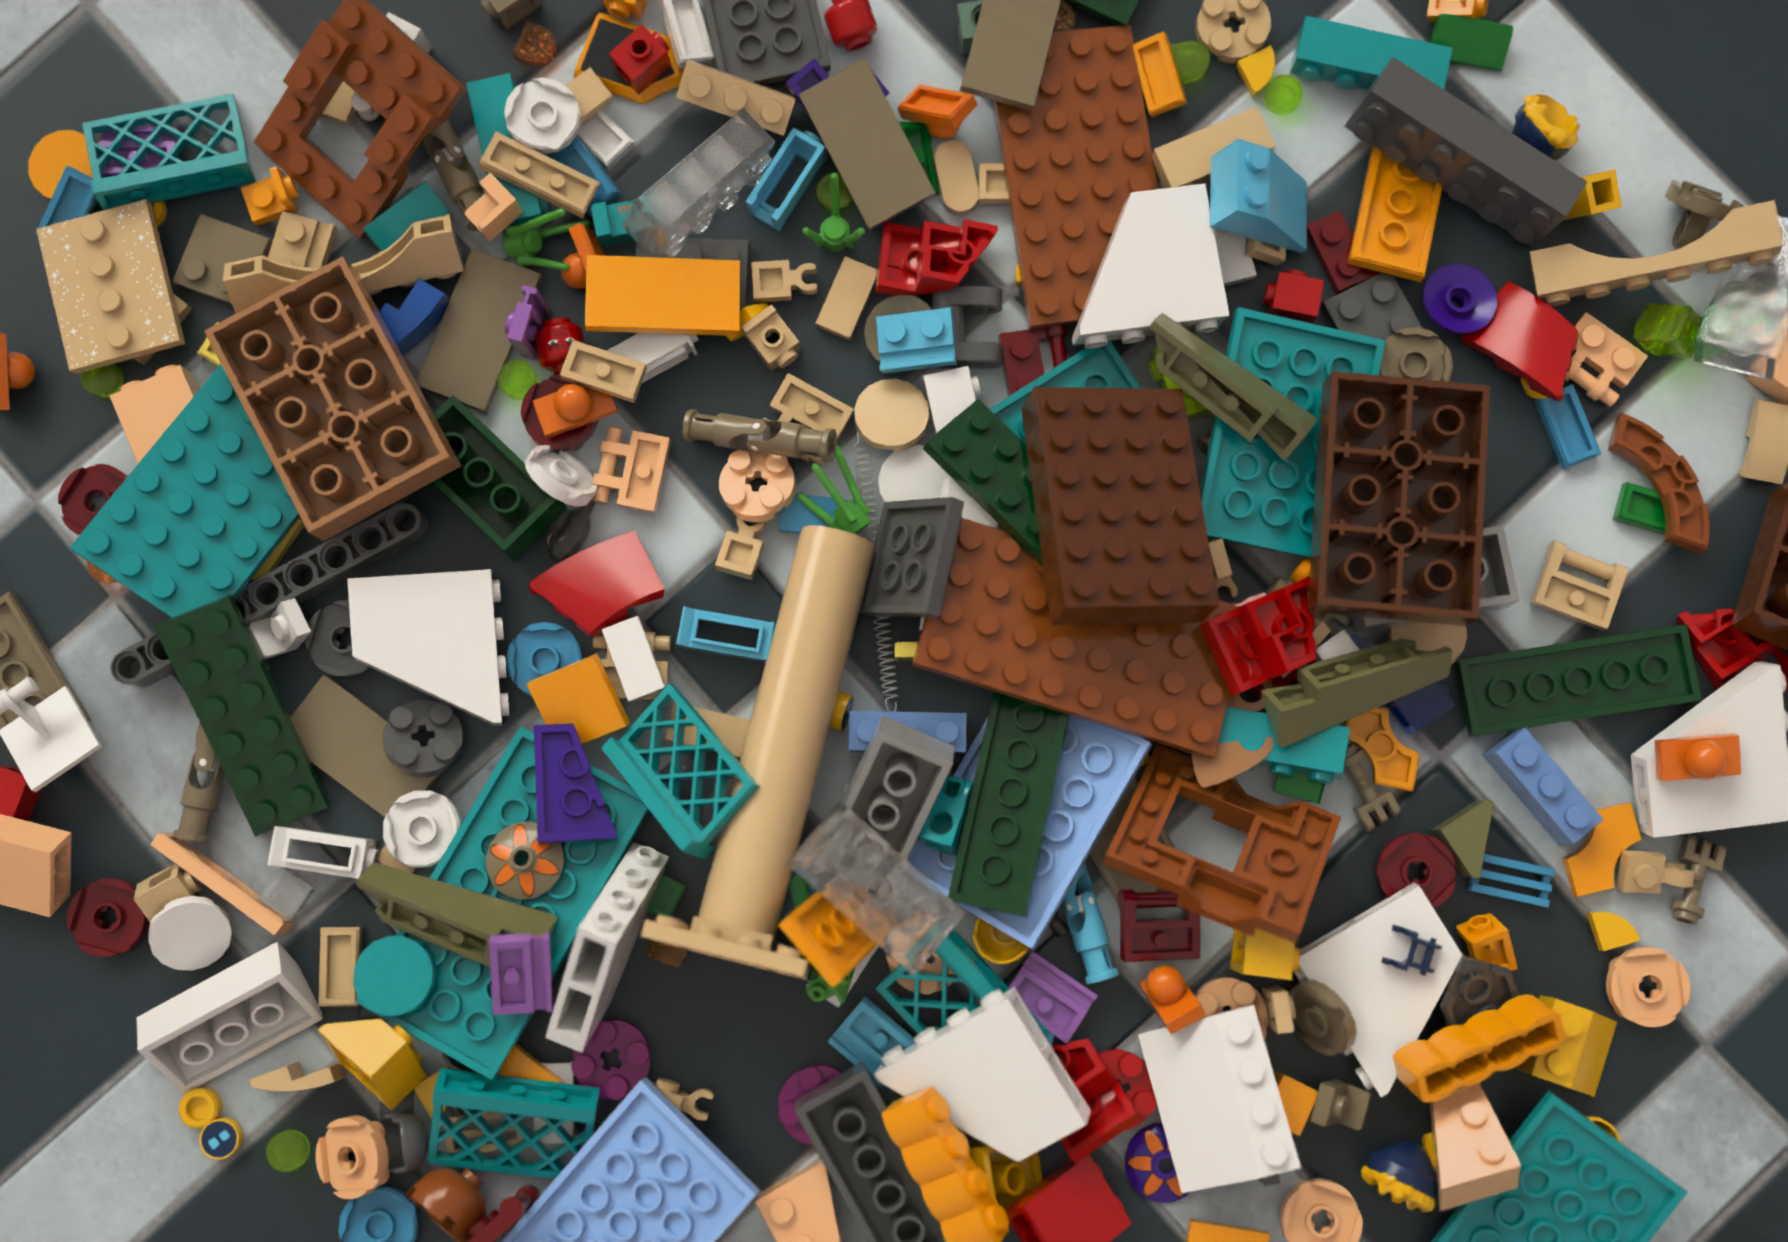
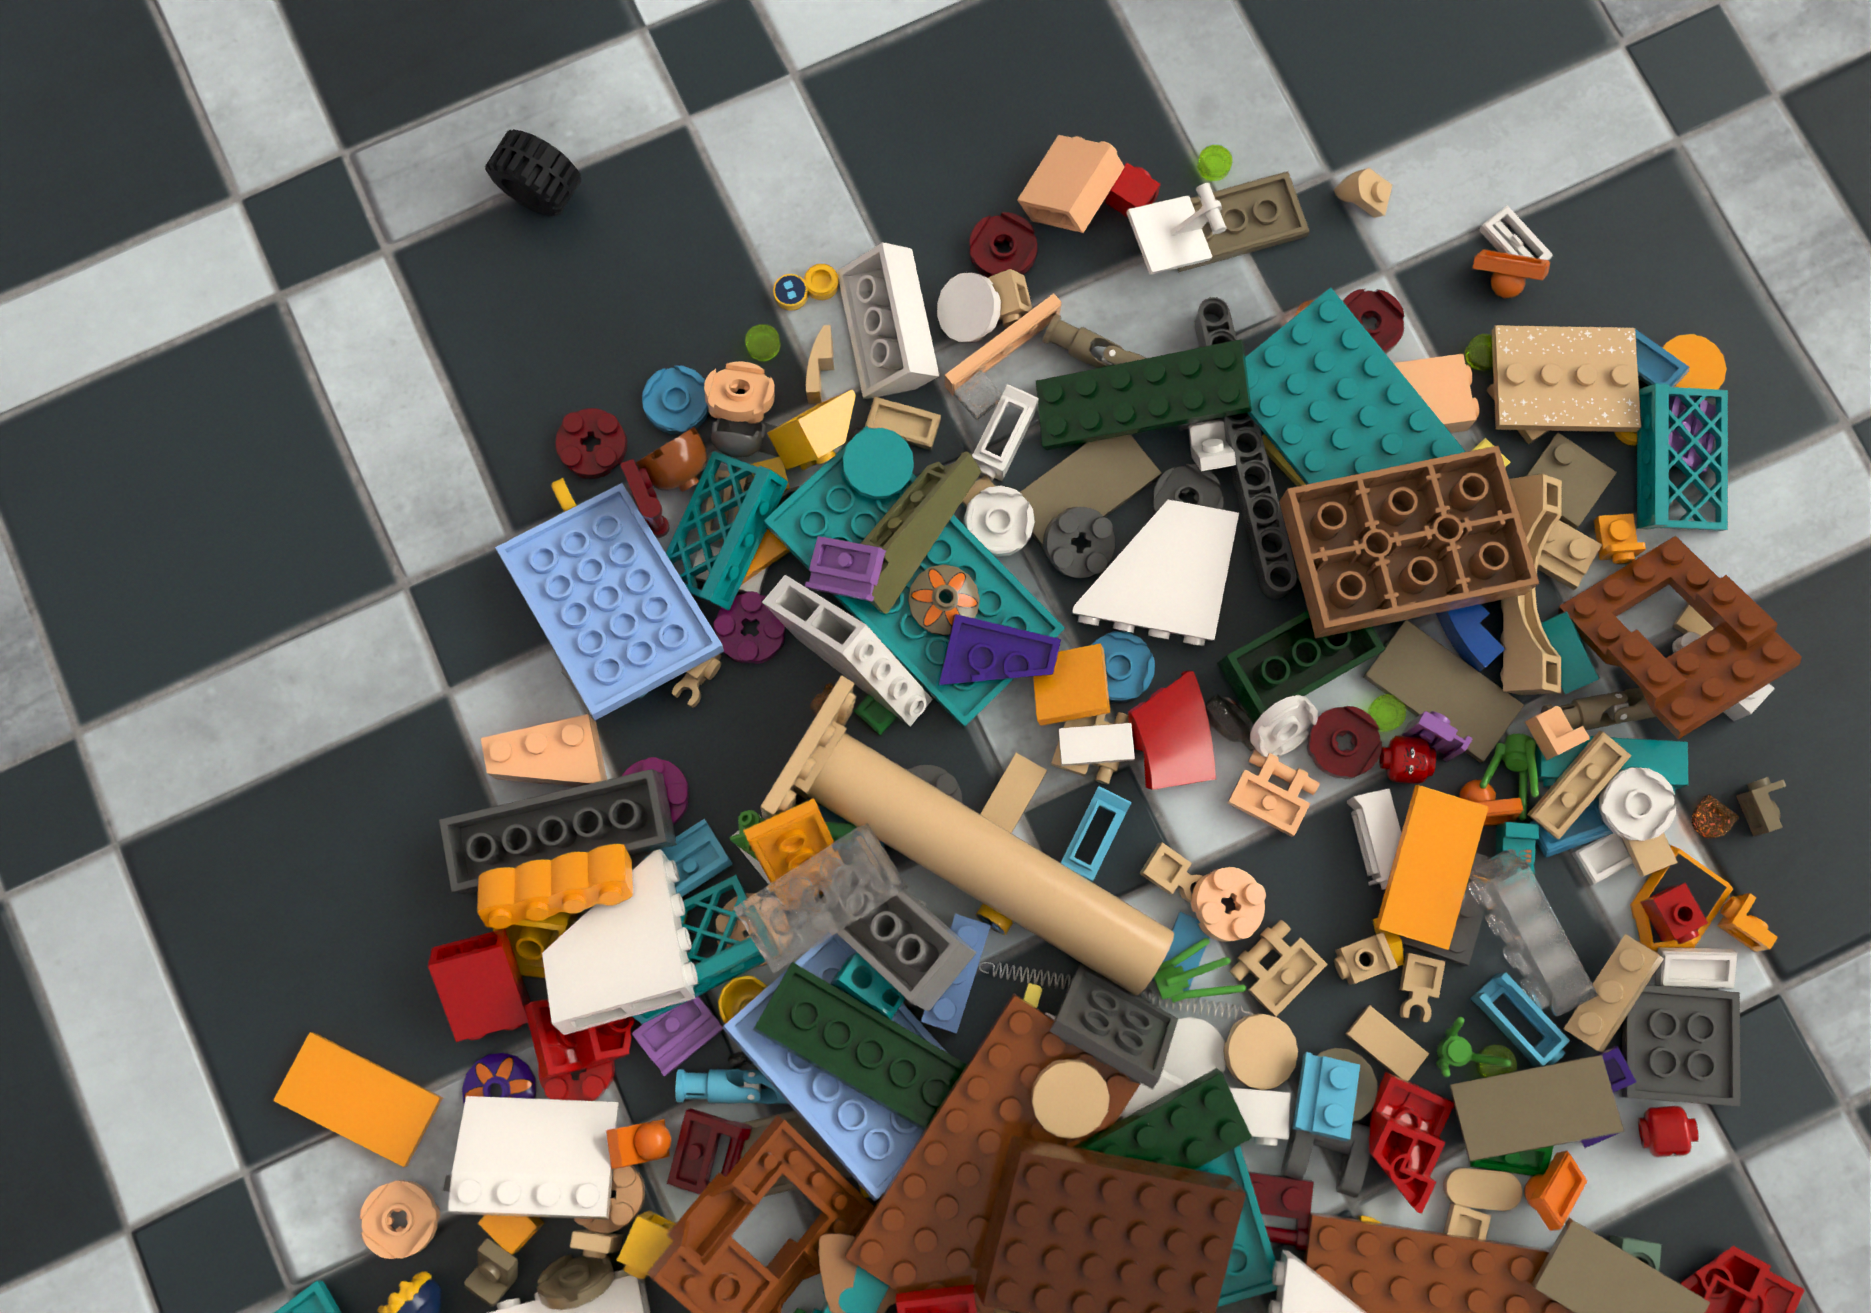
camera: 105 degrees right, 5 degrees down
(572, 408) = (1346, 757): orange tile -> none
(603, 371) = (1371, 791): tan plate -> none
(662, 797) = (961, 733): teal fence -> none
(755, 434) = (1275, 915): dark tan piece -> none
(996, 580) = (1070, 1098): none -> tan tile

